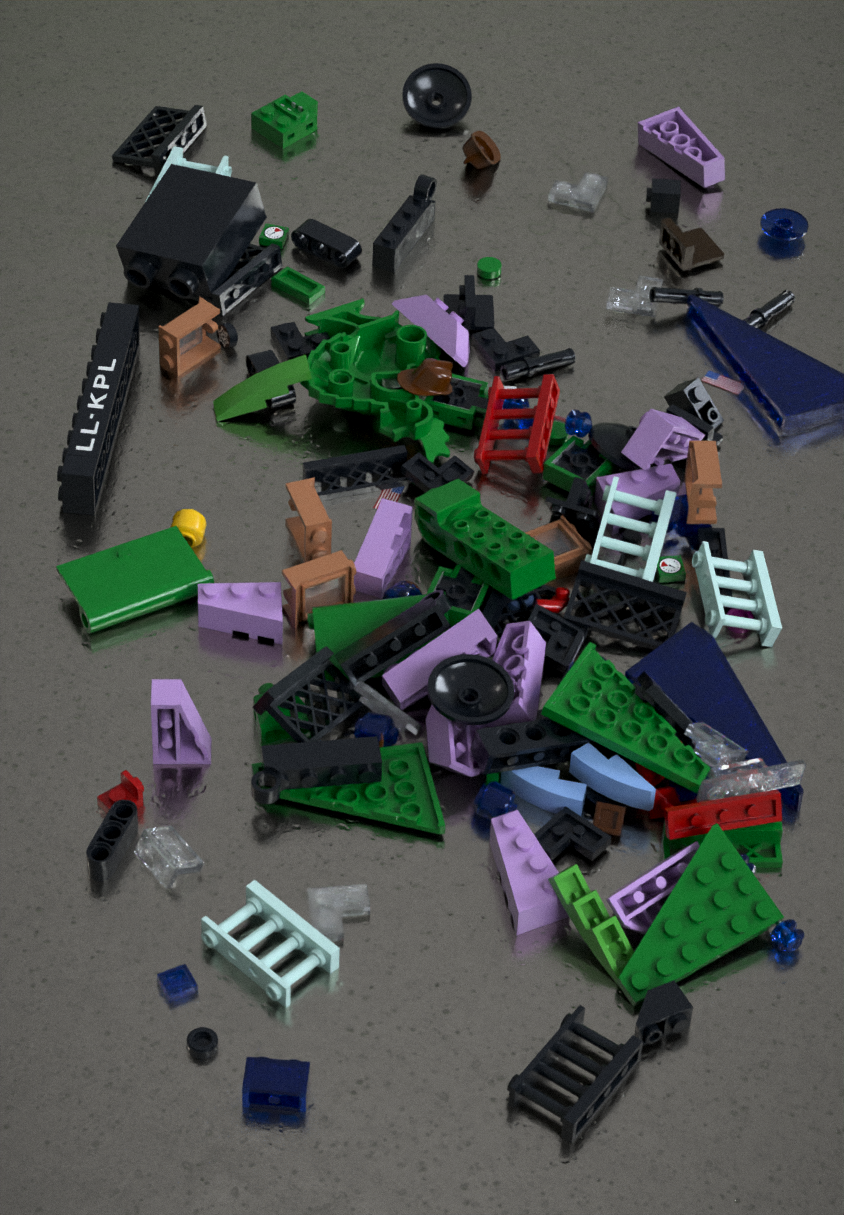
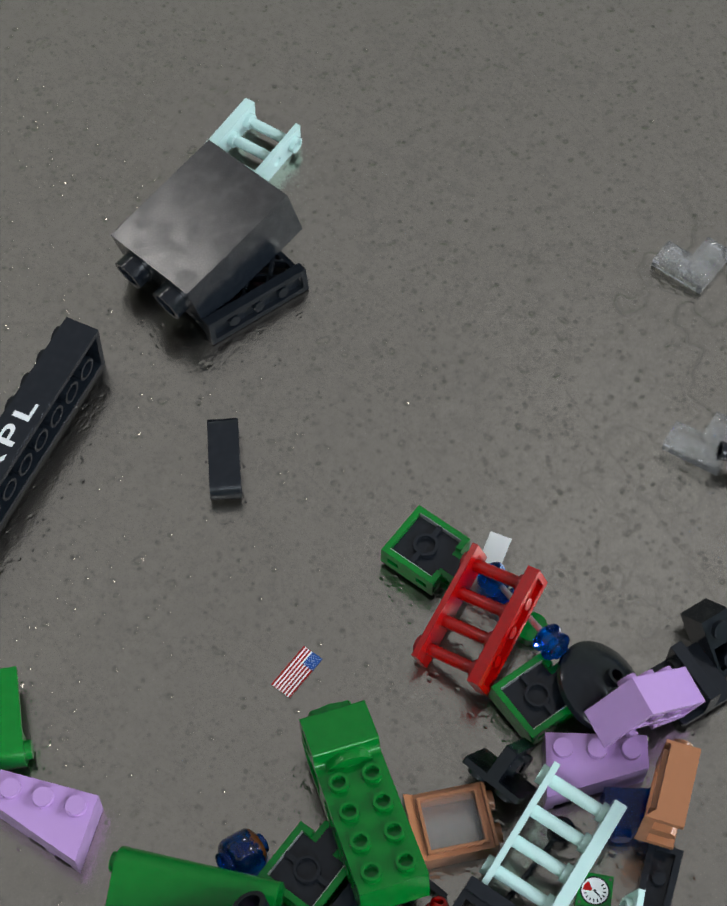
camera: 20 degrees right, 15 degrees up
(182, 136) = (257, 86): black fence -> none
(184, 339) = (149, 380): nougat window -> none
(191, 525) = (38, 663): yellow head -> none
(227, 335) = (201, 380): black tile -> none
(253, 392) = (201, 478): bright green slope -> none
(273, 235) = (314, 244): tile -> none
(286, 119) = (392, 82): green piece -> none
(292, 343) = (281, 418): black plate -> none
(298, 285) = (314, 322): green tile -> none
(312, 527) = (172, 702): nougat window -> none
(318, 583) = (141, 813): nougat window -> none
(326, 243) = (367, 271): black beam -> none
(355, 469) = (263, 622): black fence -> none
(361, 369) = (335, 469): green animal -> none
(383, 548) = (244, 770): lavender wedge -> none
(406, 226) = (465, 271): black hinge -> none
(428, 379) = (389, 525): reddish brown piece -> none
(428, 476) = (356, 671): black plate -> none
(439, 84) = (566, 73): black dish -> none
(440, 326) = (440, 442): lavender wedge -> none
(474, 309) = (495, 411): black bracket -> none
(481, 150) = (596, 178): reddish brown piece -> none
(489, 267) = (544, 351): green tile -> none
(499, 352) = (514, 487): black plate -> none
(527, 366) = (542, 516): black pin -> none

